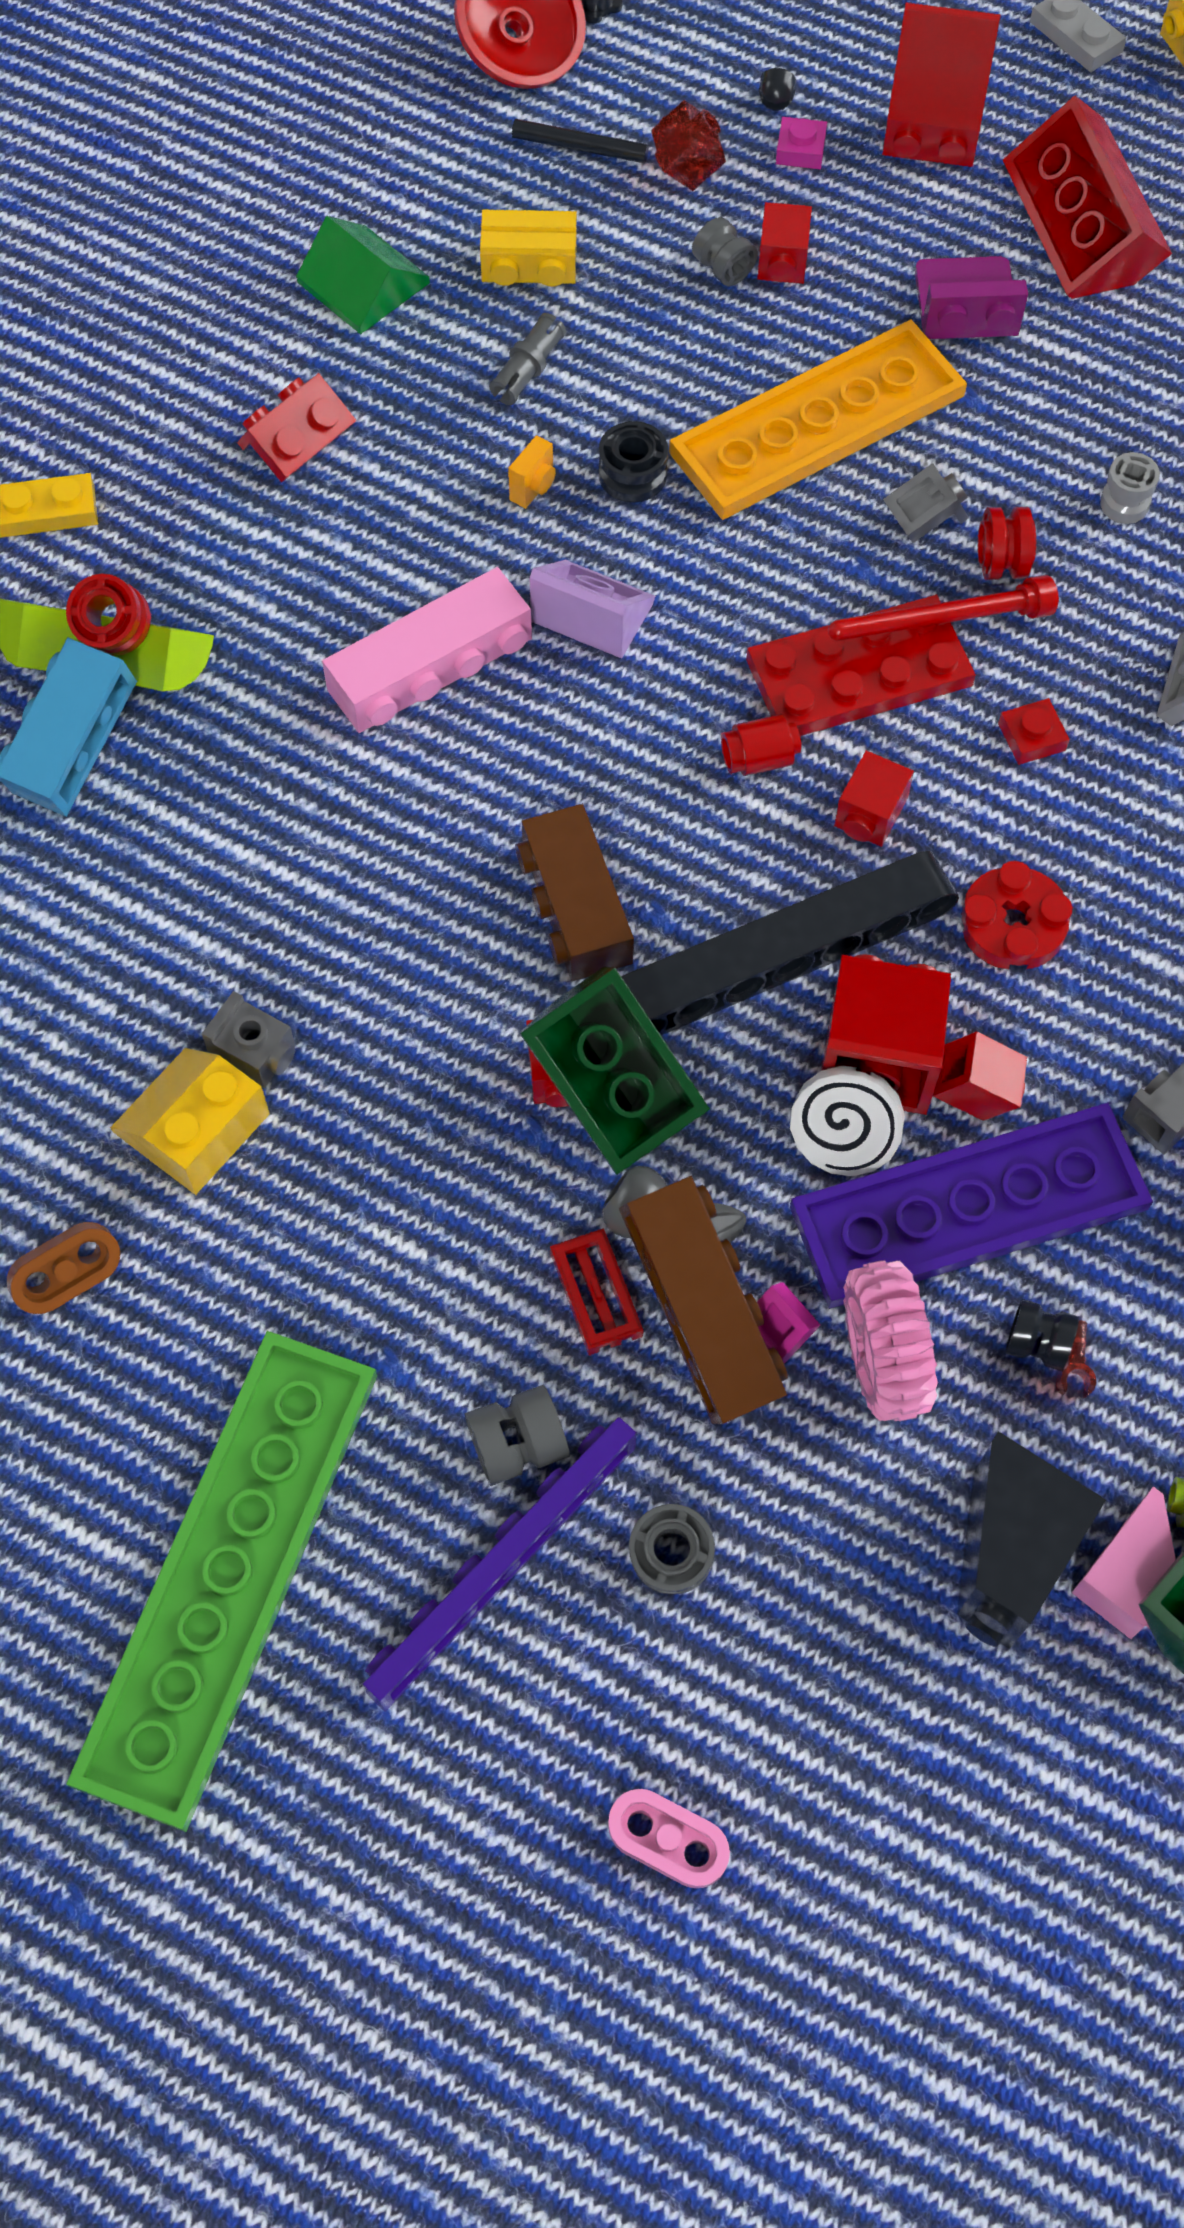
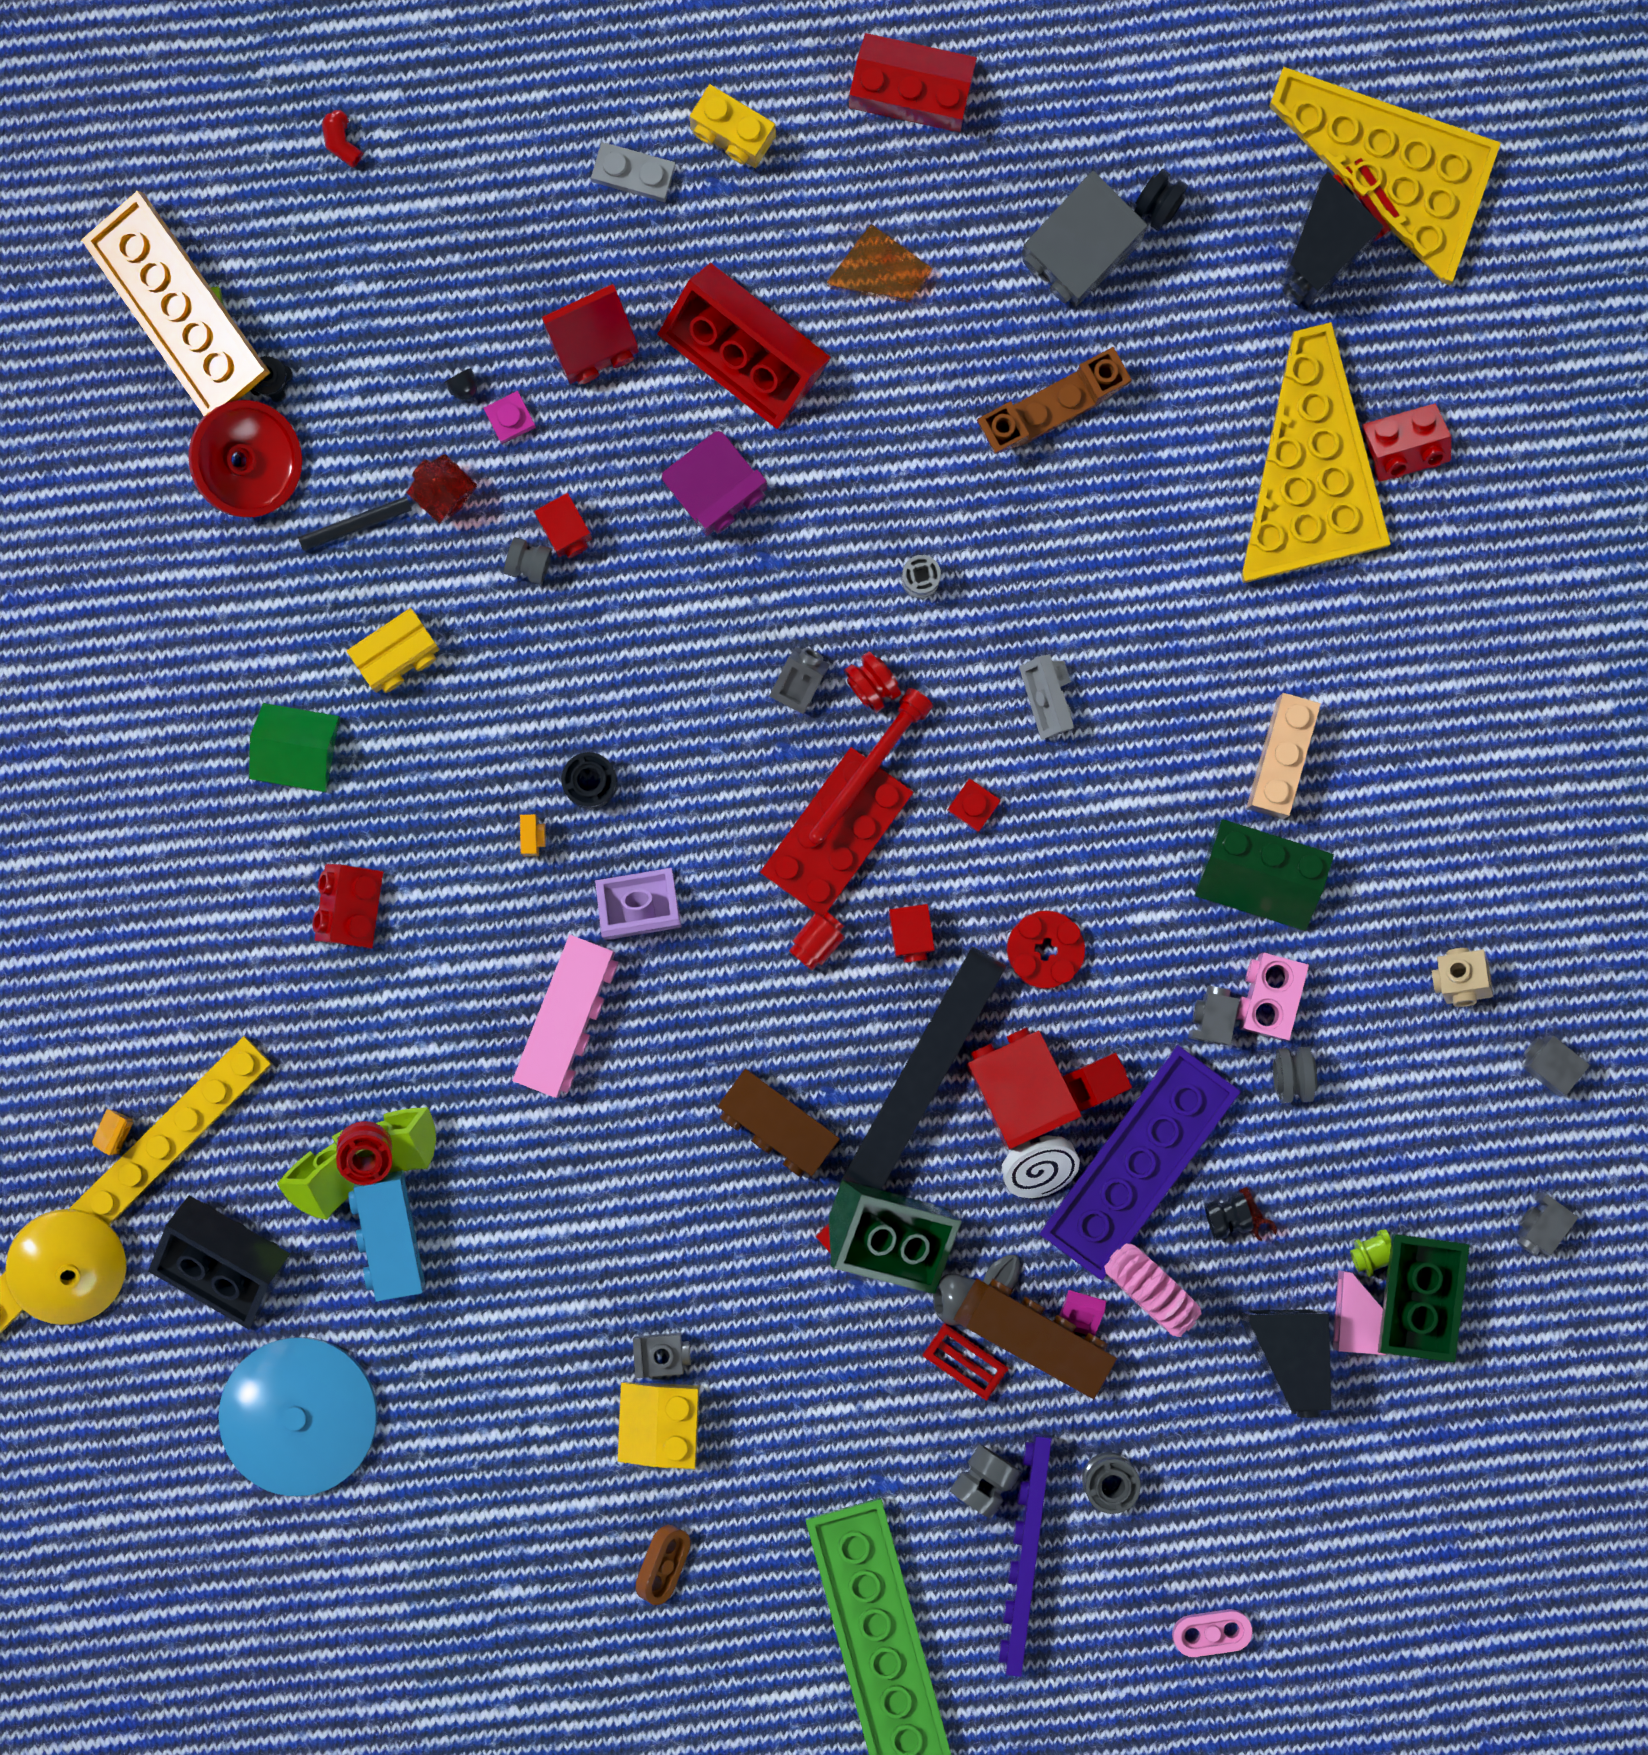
camera: 40 degrees left, 20 degrees up
(527, 359) = (459, 742): dark grey pin -> none
(816, 419) = (683, 657): light orange plate -> none

